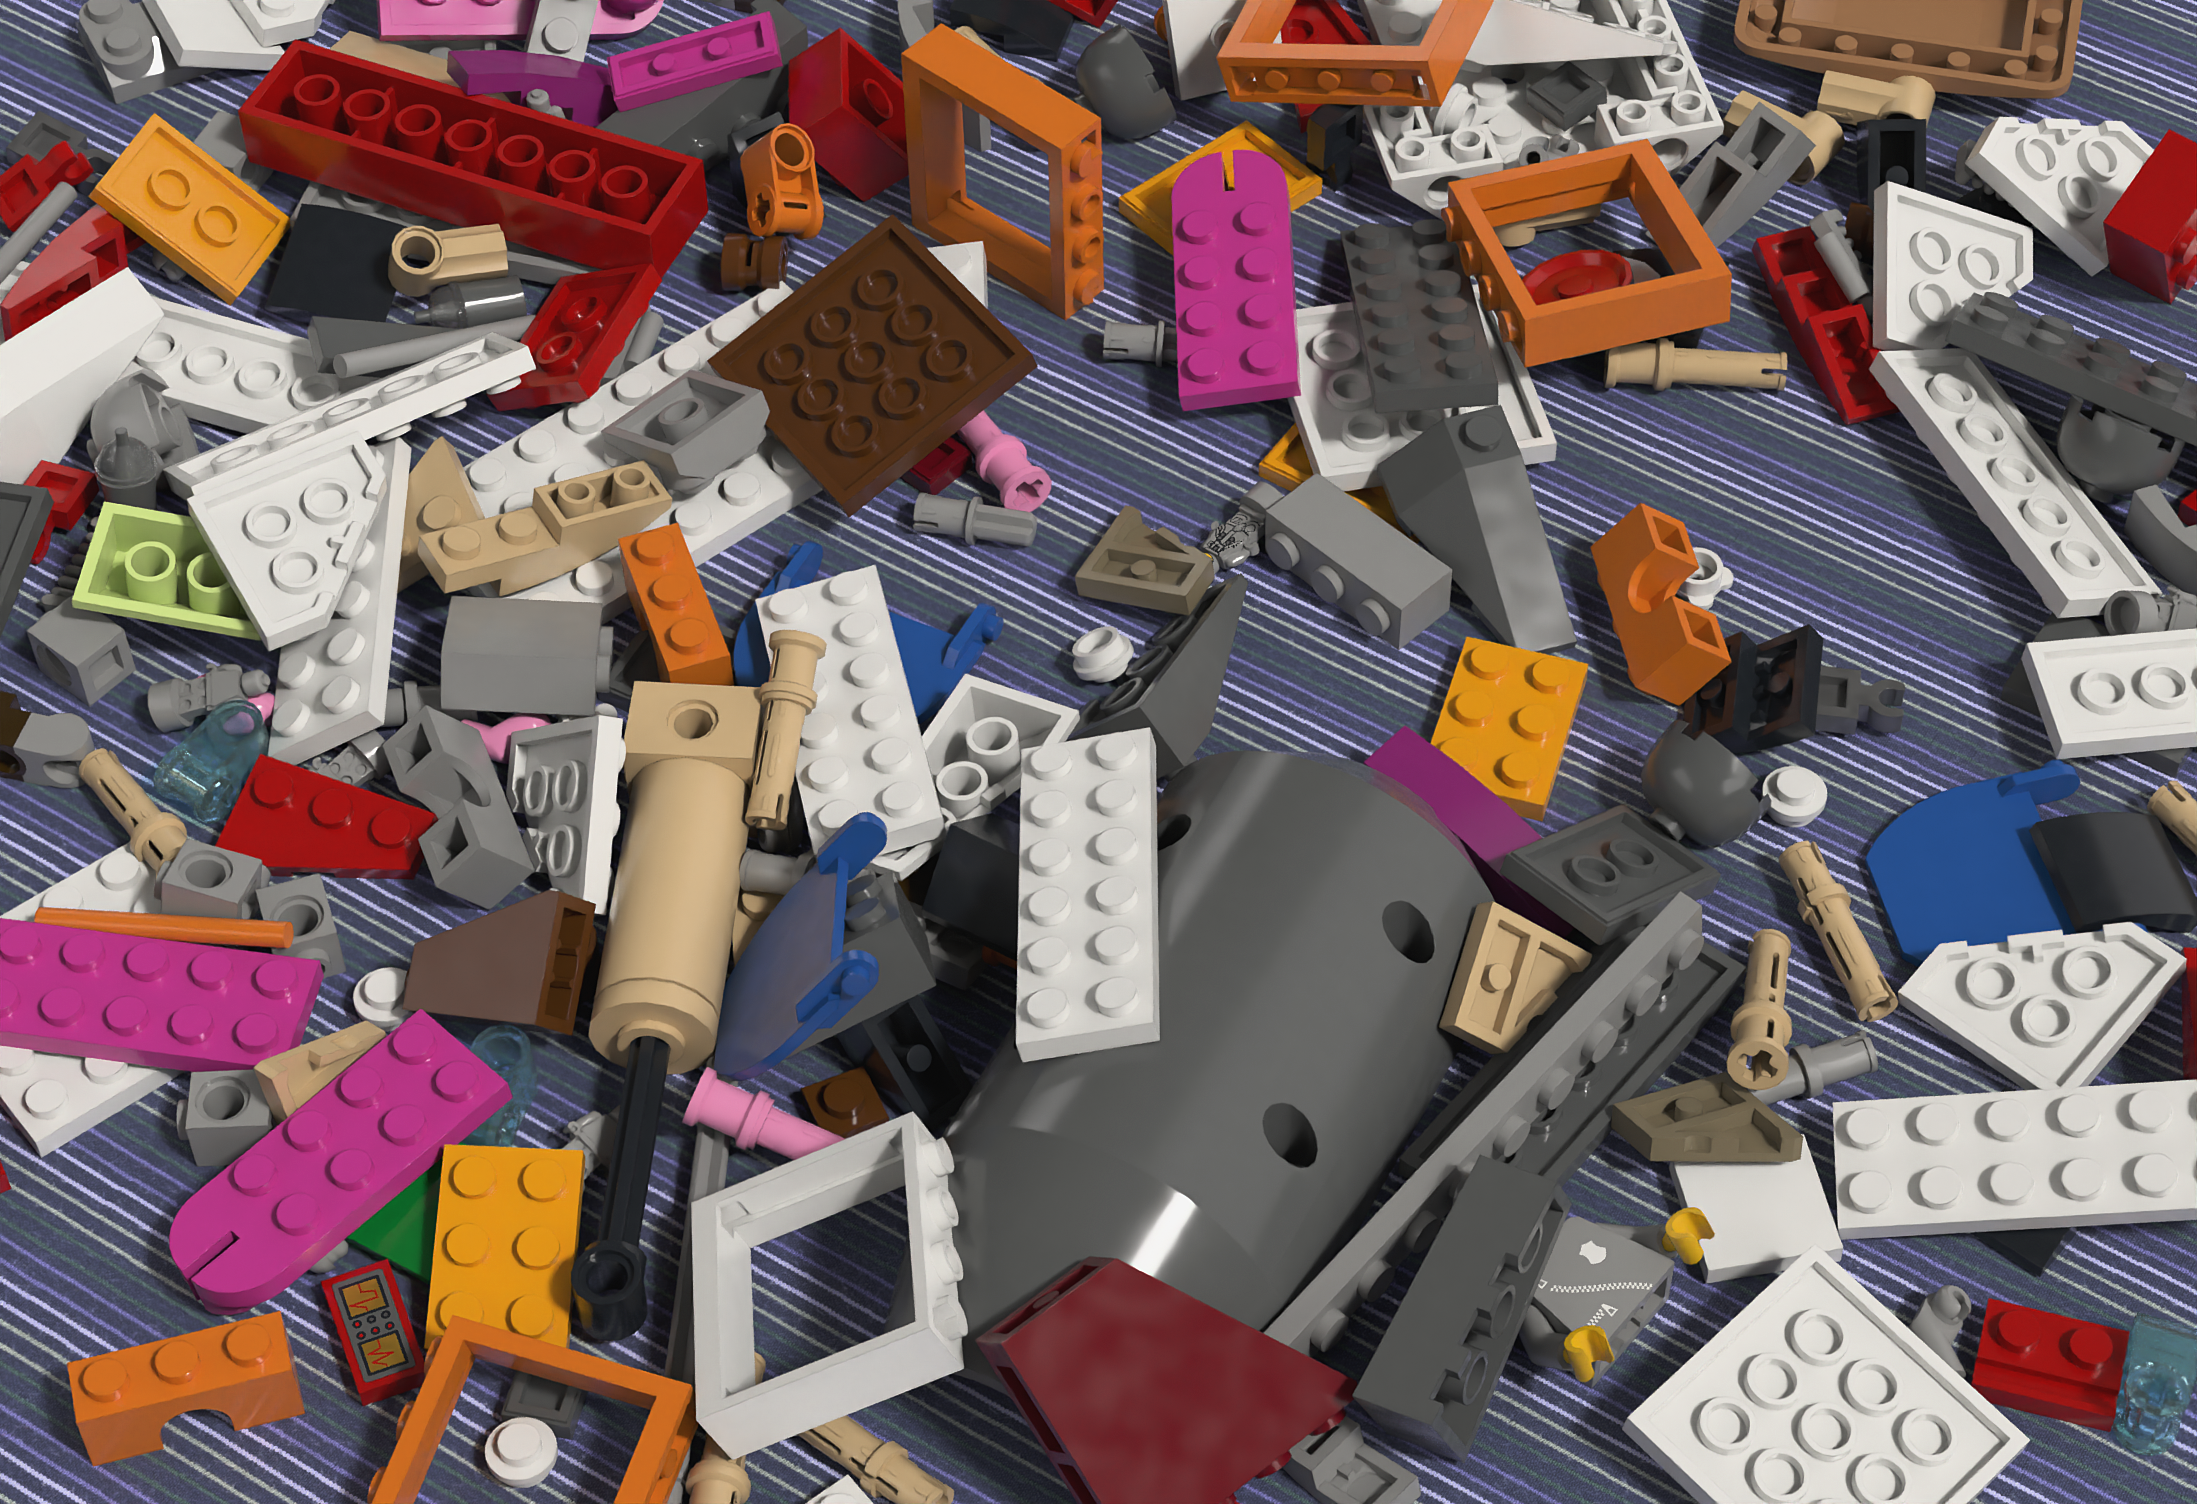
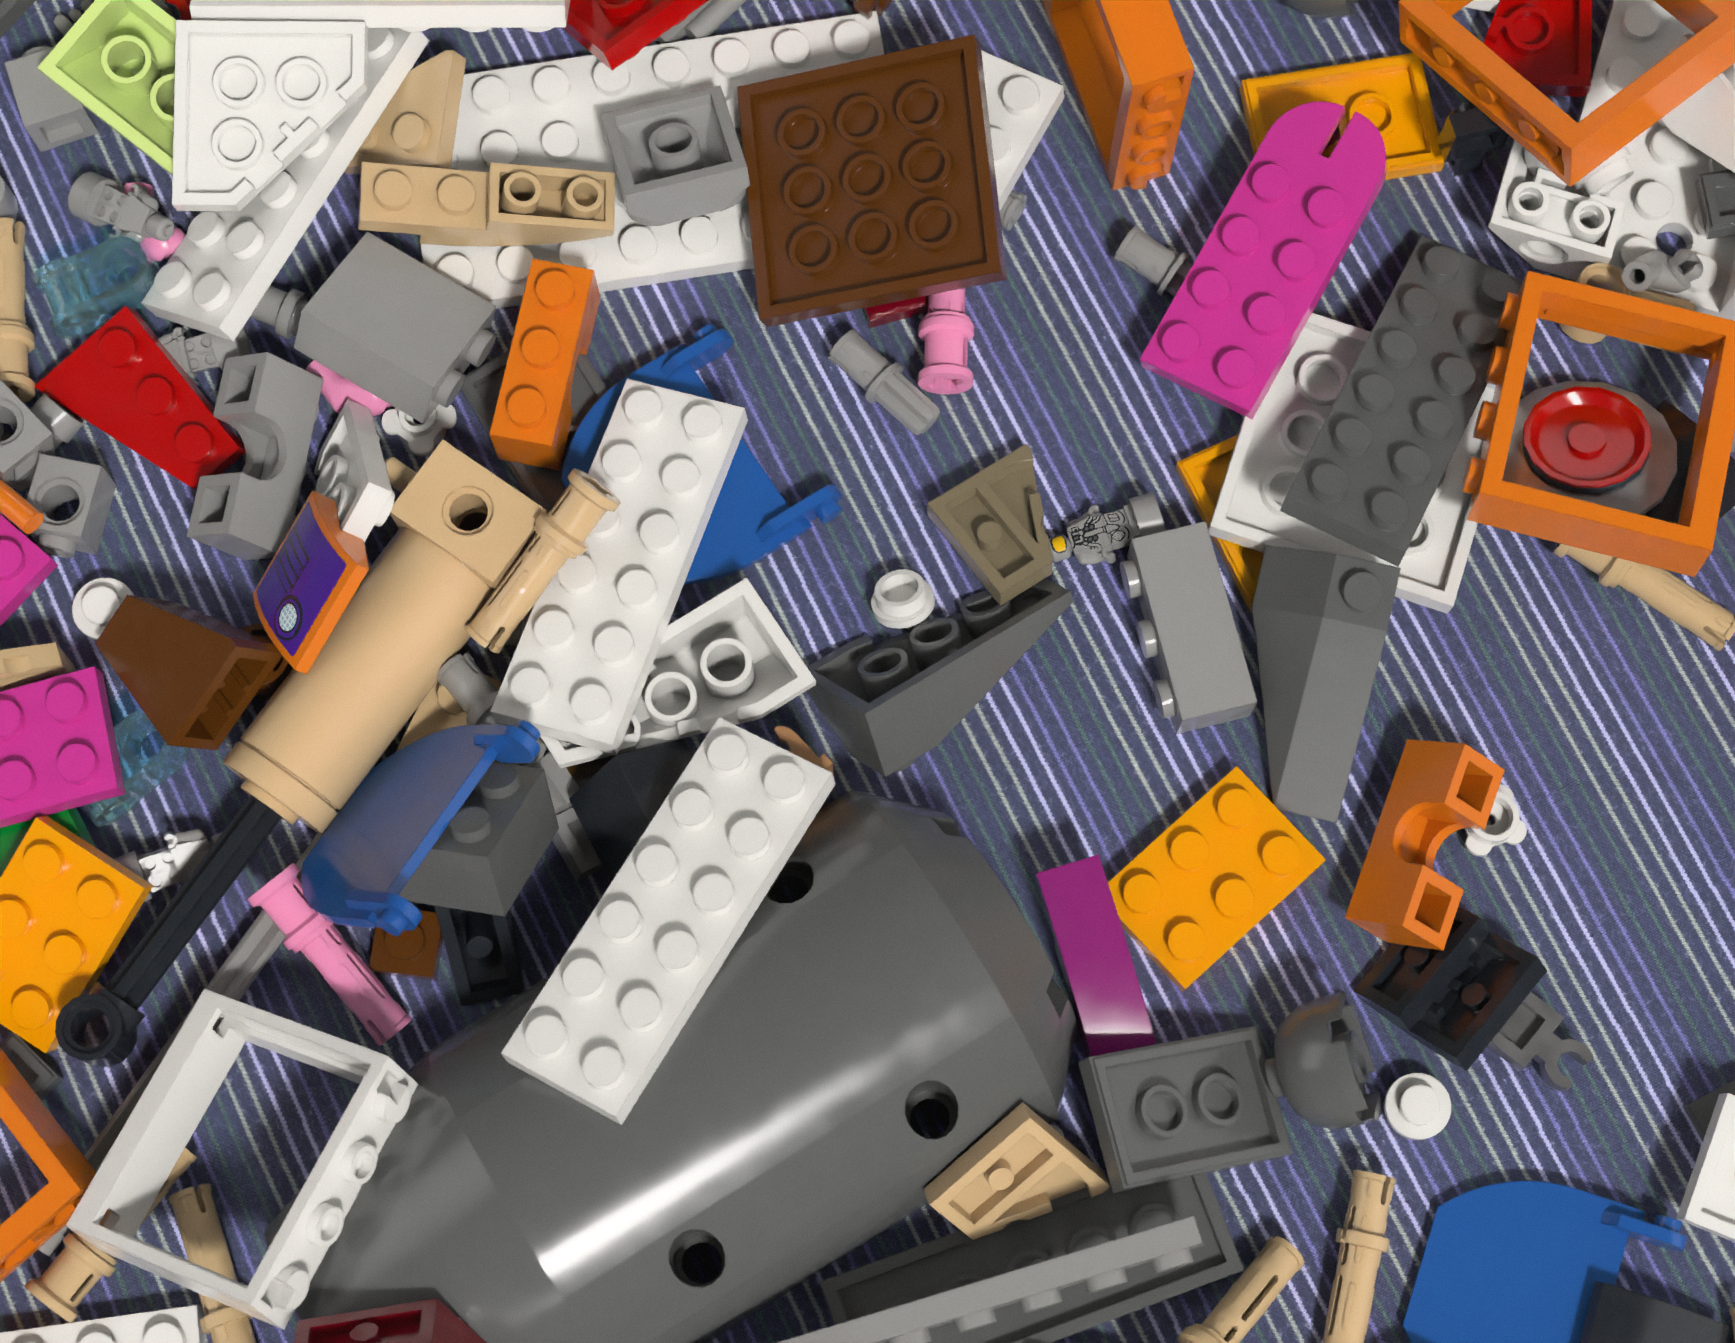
camera: 30 degrees right, 25 degrees up
(587, 834) = (310, 582): none -> slope

